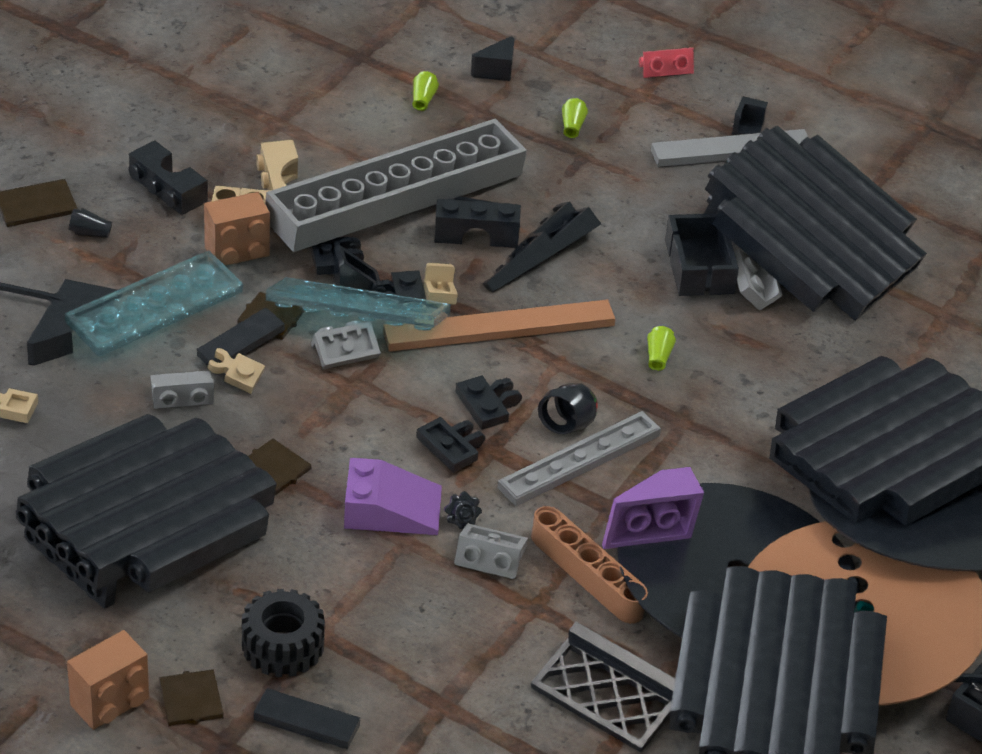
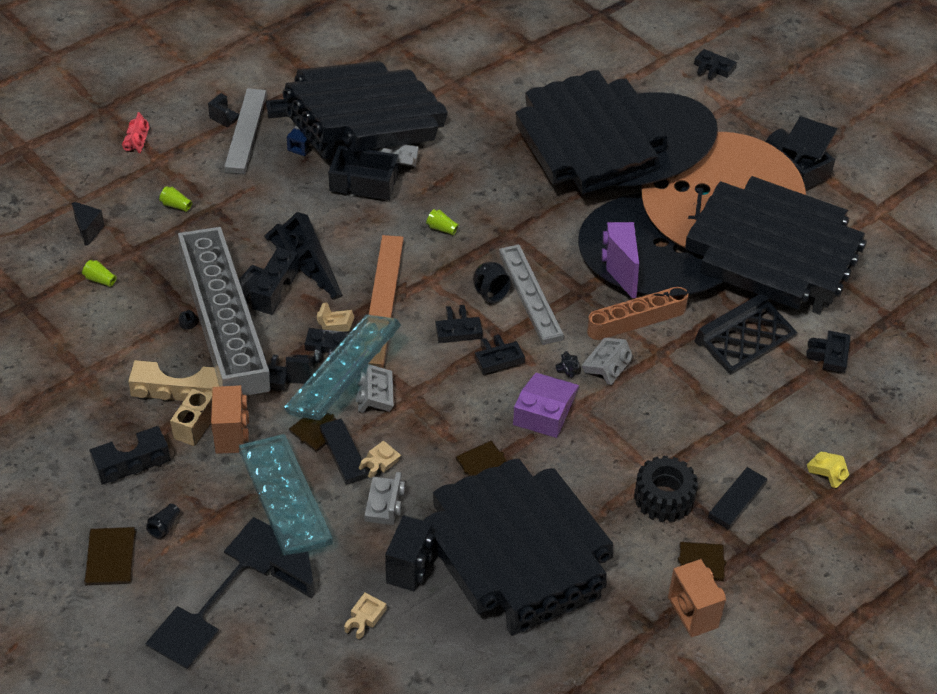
camera: 70 degrees left, 5 degrees up
(92, 406) = (409, 553): none -> black brick

